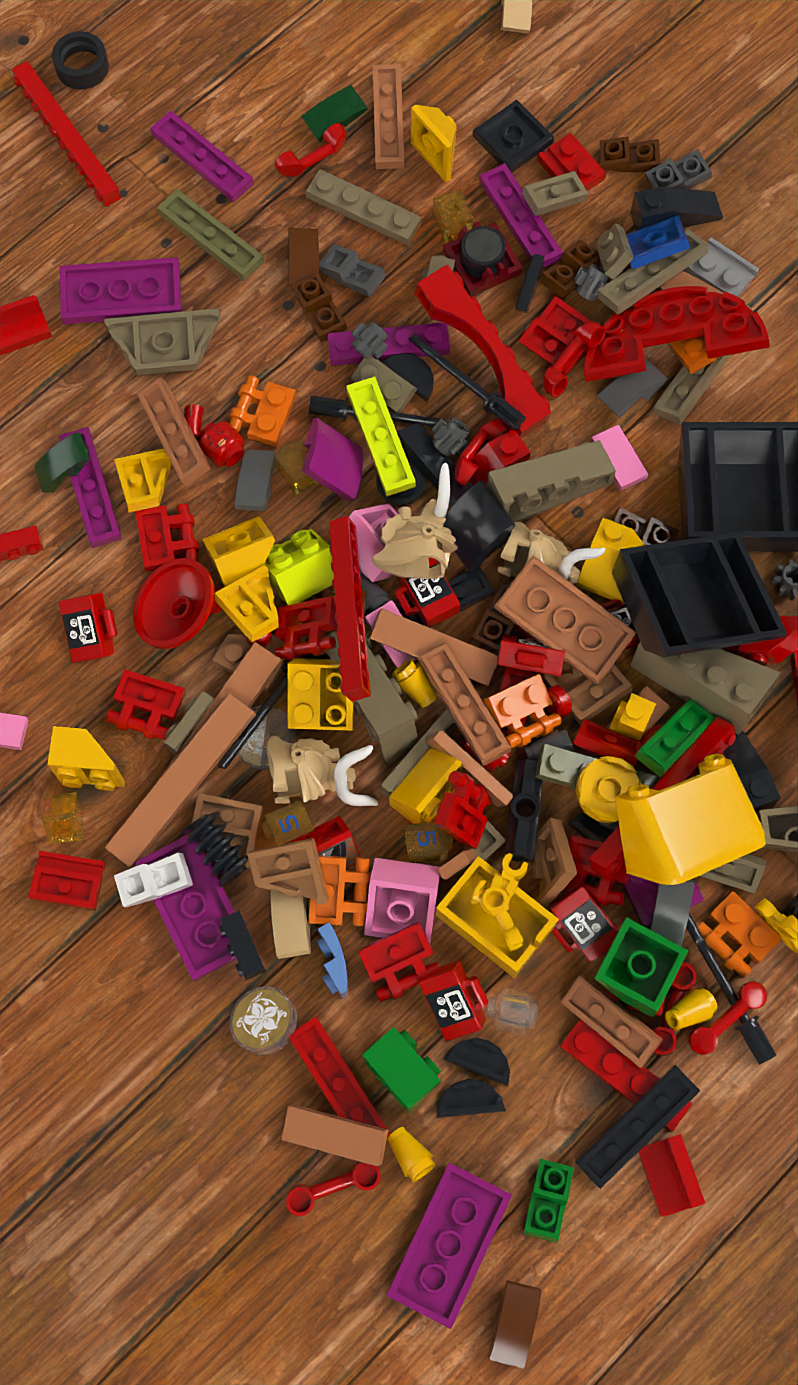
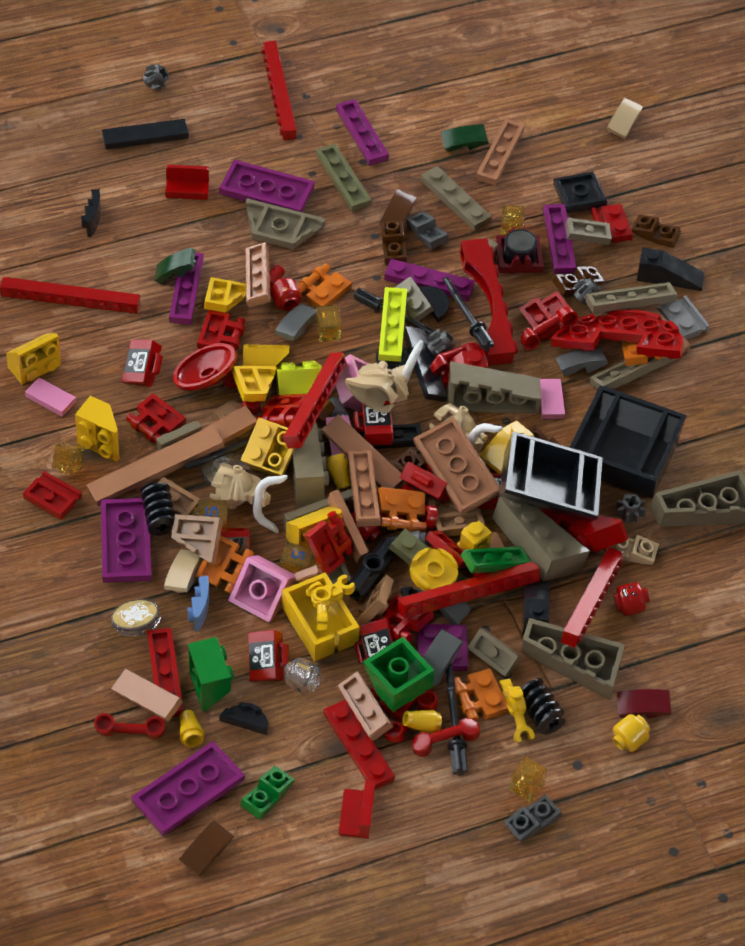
camera: 20 degrees right, 20 degrees down
(74, 43) = (311, 41): black tyre -> none
(153, 880) = (101, 511): white slope -> none
(241, 945) = (144, 567): black piece -> none
(290, 166) = (418, 157): red bar -> none
(333, 460) = (353, 326): magenta slope -> none
(369, 340) = (414, 267): dark grey gear -> none
(394, 953) = (240, 611): red plate -> none
(434, 138) = (524, 172): yellow slope -> none
(478, 525) = (428, 394): black slope -> none
(481, 1058) = (266, 697): black tile -> none
(530, 284) = (543, 277): black tile -> none
(614, 251) = (610, 275): dark tan plate -> none
(637, 1126) = (349, 770): black tile -> none
(657, 241) = (642, 281): blue tile -> none
(680, 174) = (692, 254): dark grey slope -> none
(689, 825) = (474, 598): yellow windscreen -> none

